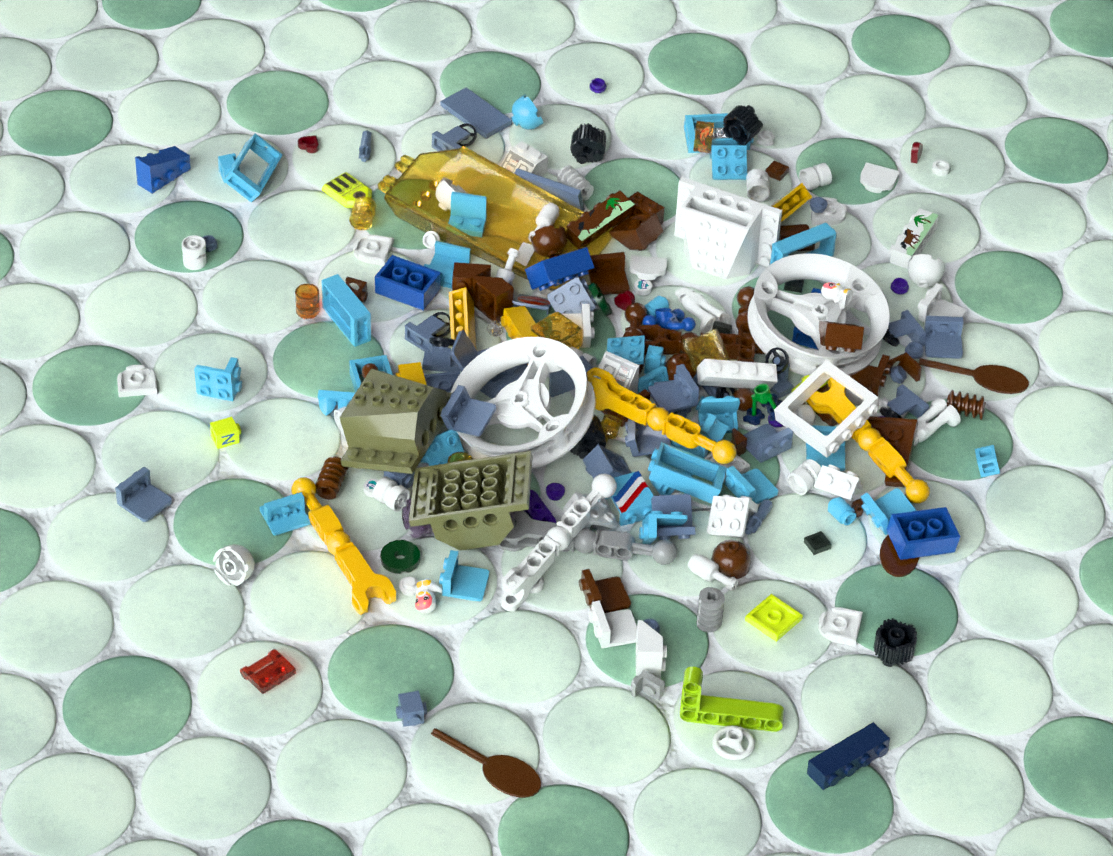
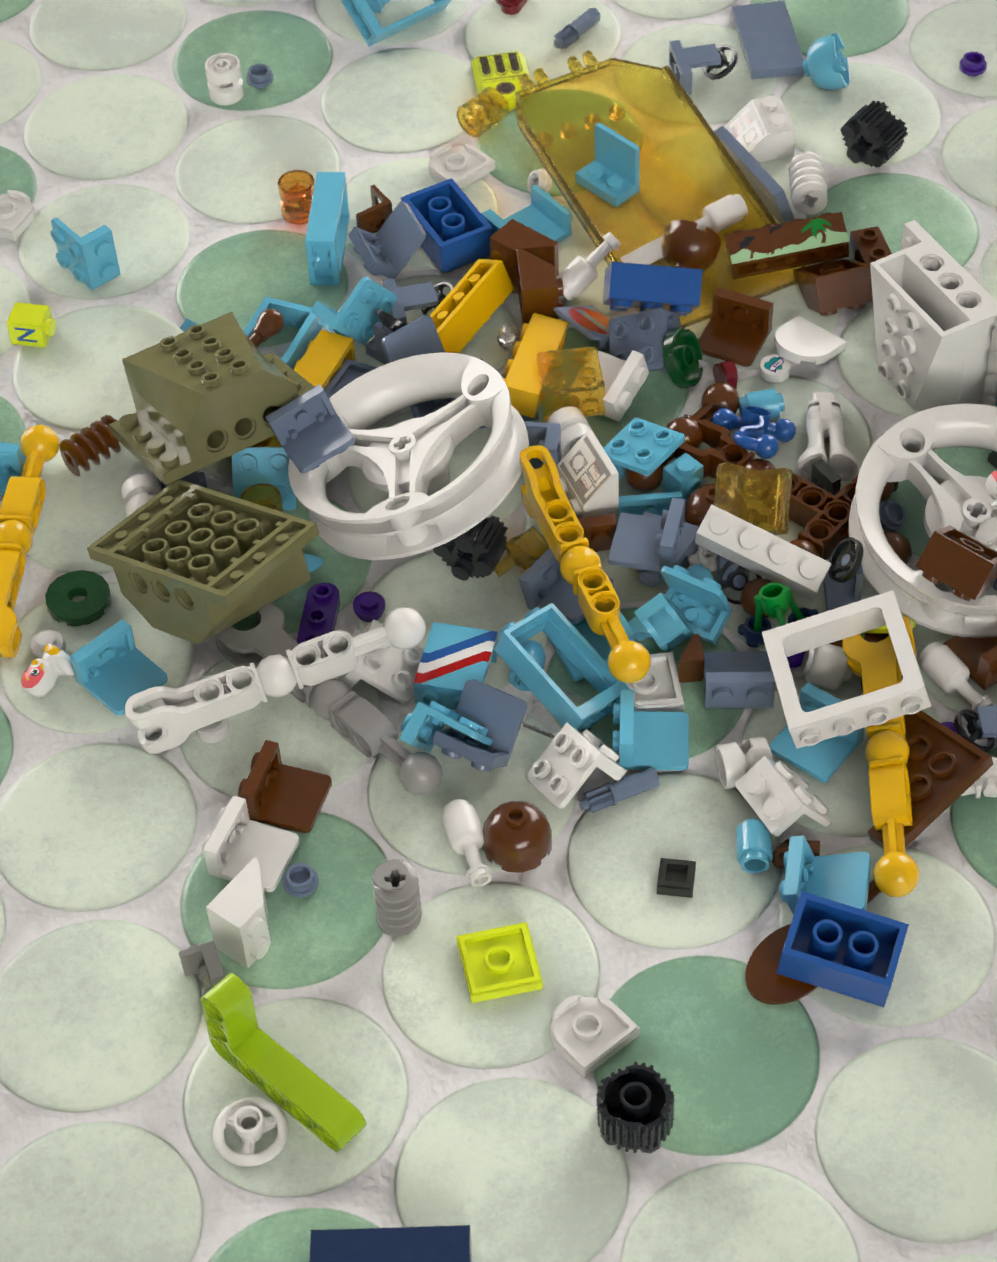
camera: 40 degrees right, 5 degrees up
(388, 302) = (392, 245): none -> sand blue bracket
(415, 353) = (358, 313): none -> medium azure bracket
(444, 191) = (616, 117): white cylinder -> none
(604, 461) = (469, 601): sand blue slope -> none

